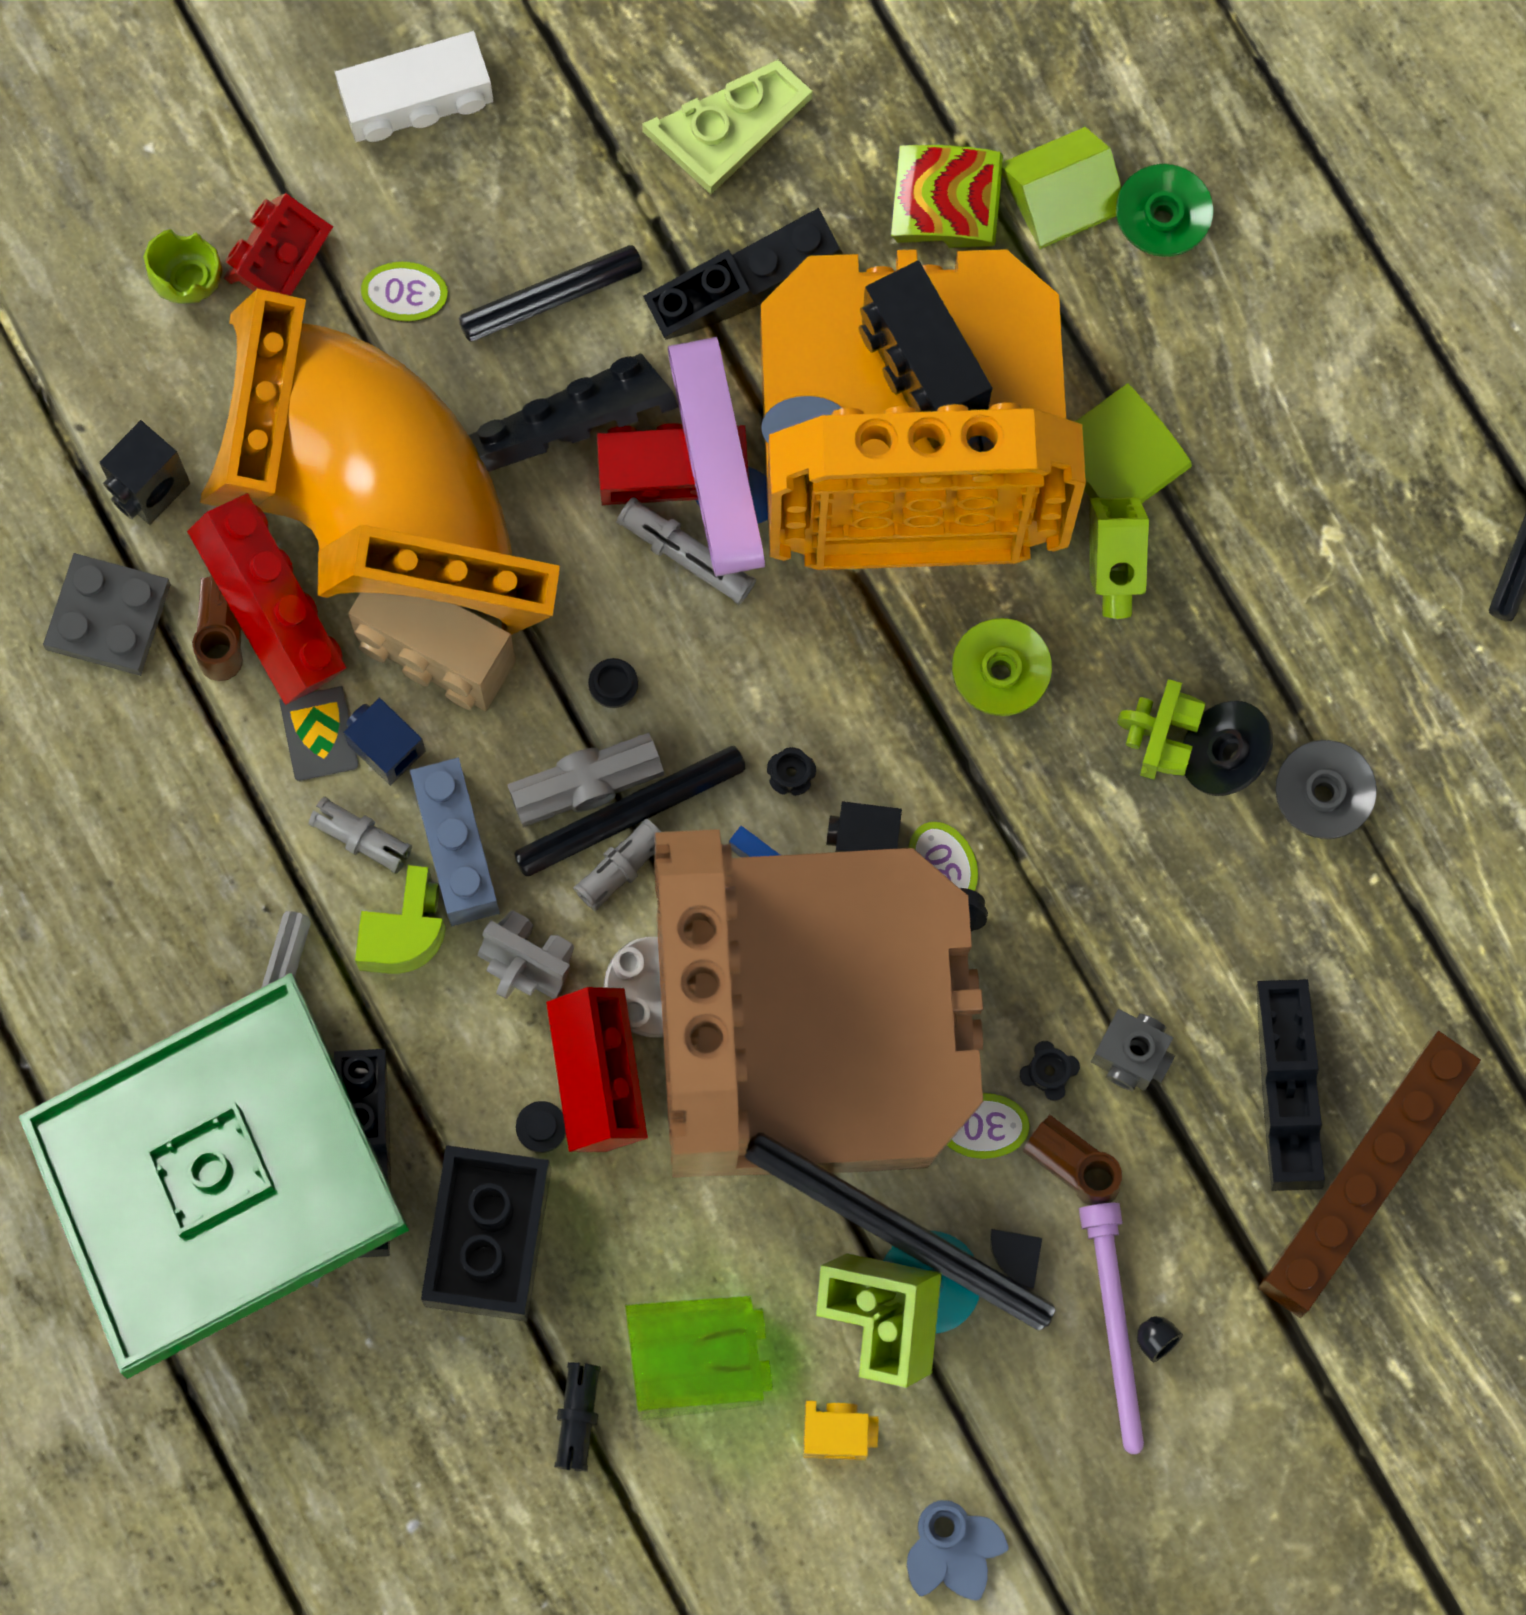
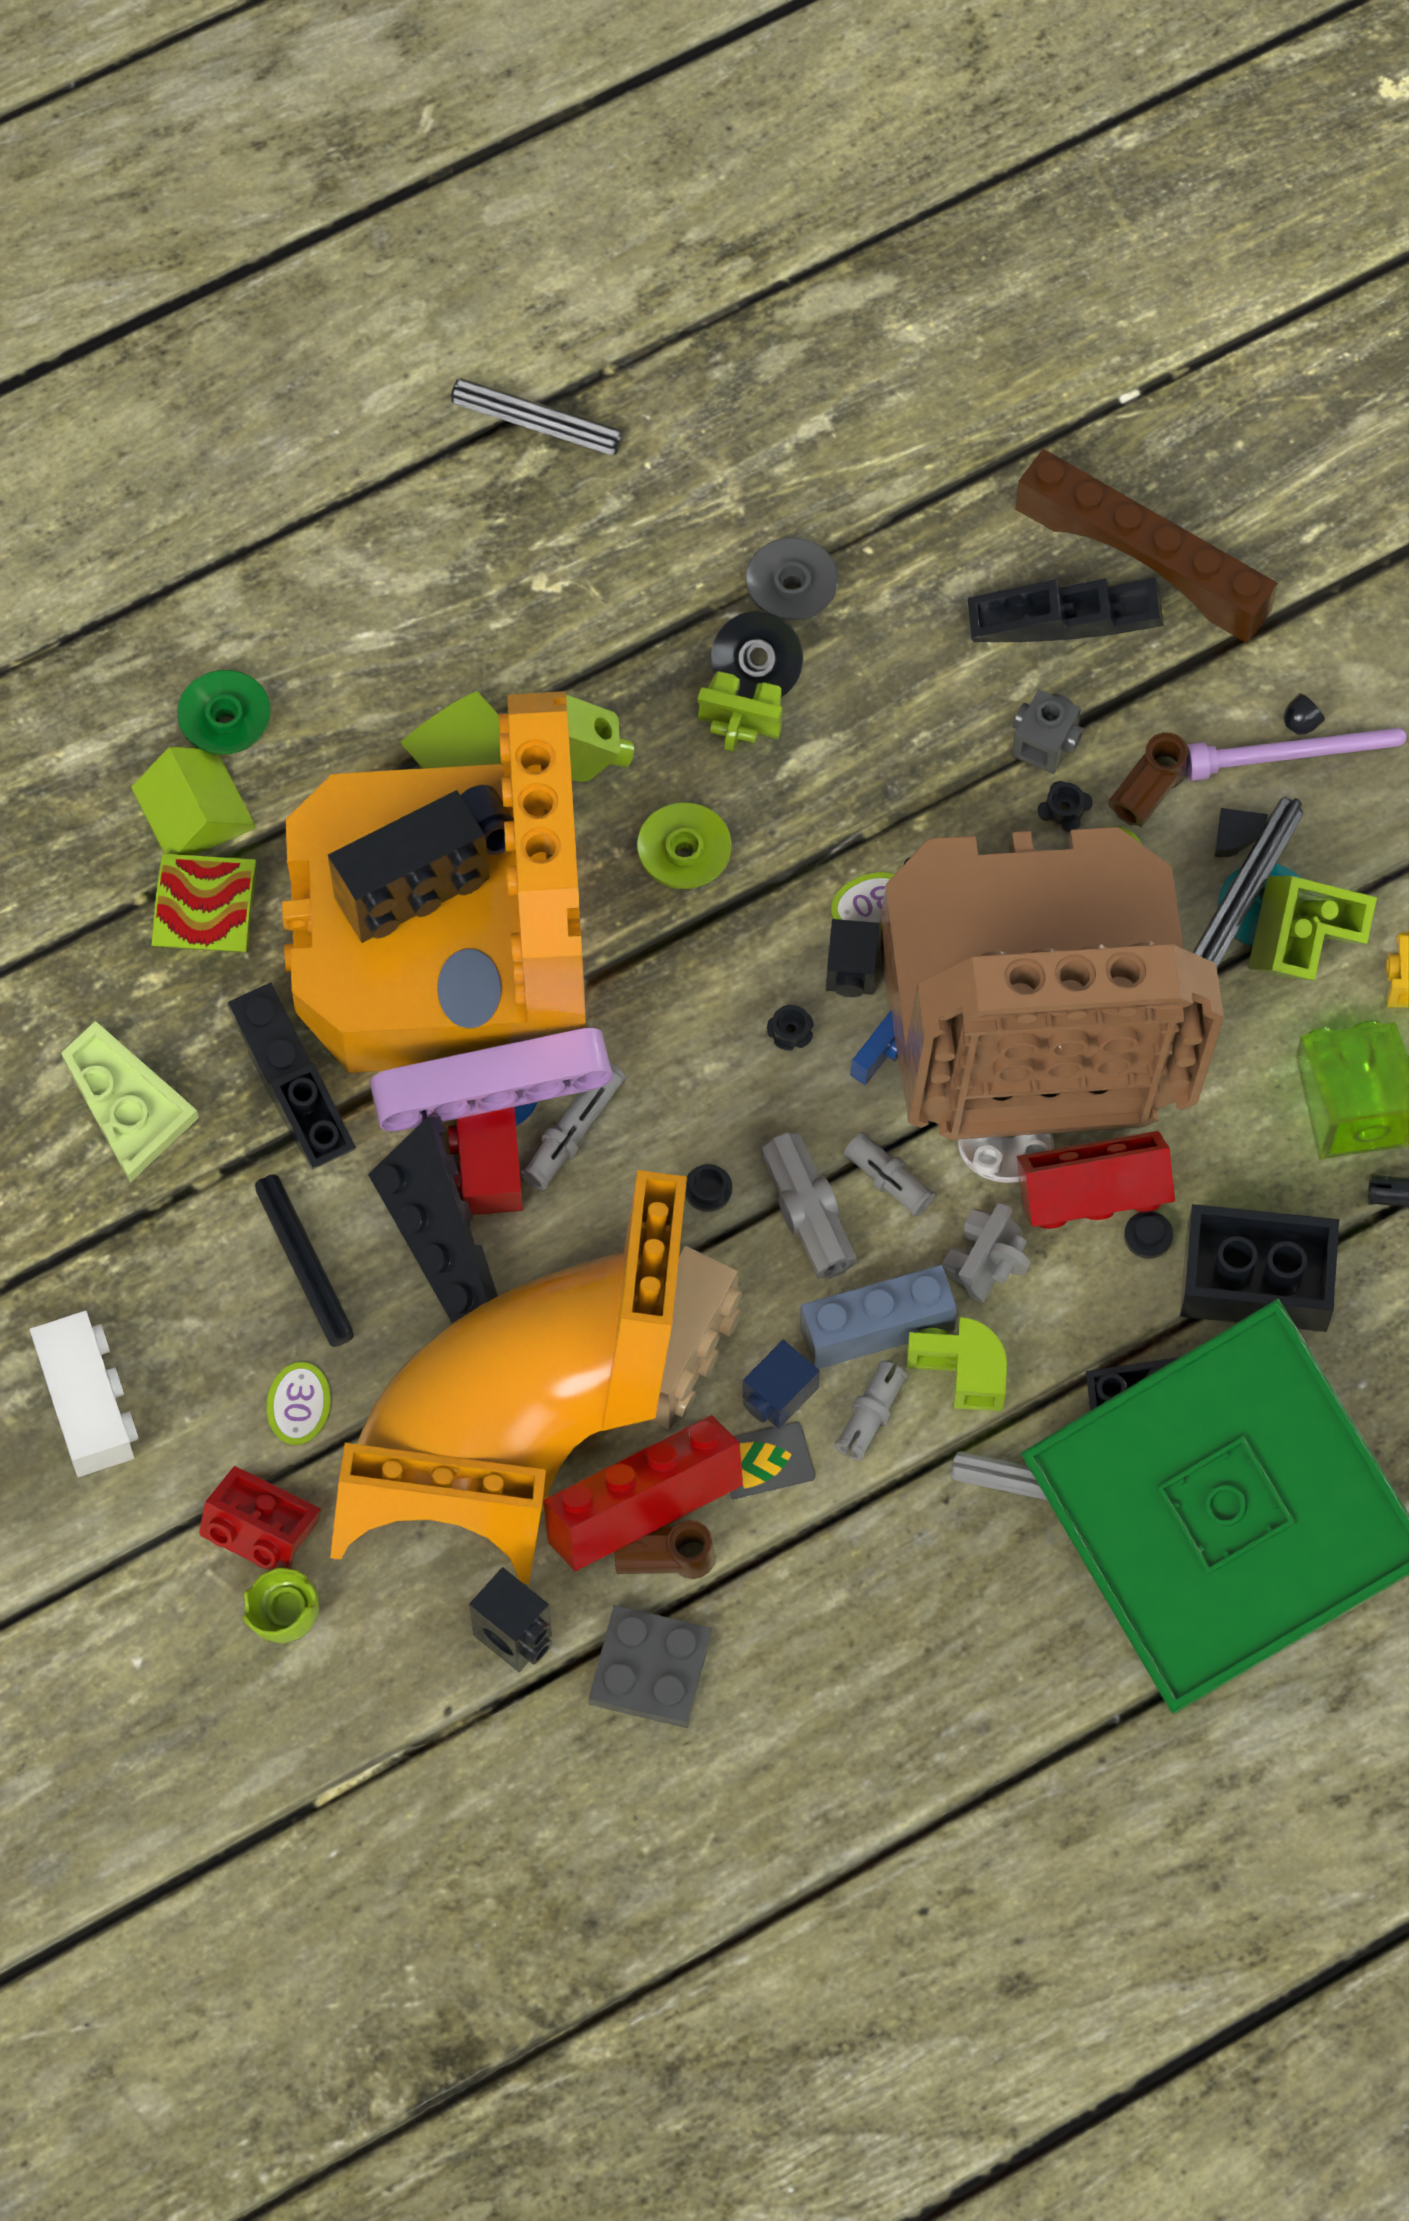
camera: 90 degrees left, 10 degrees down
(629, 811) = (835, 1169): black axle -> none

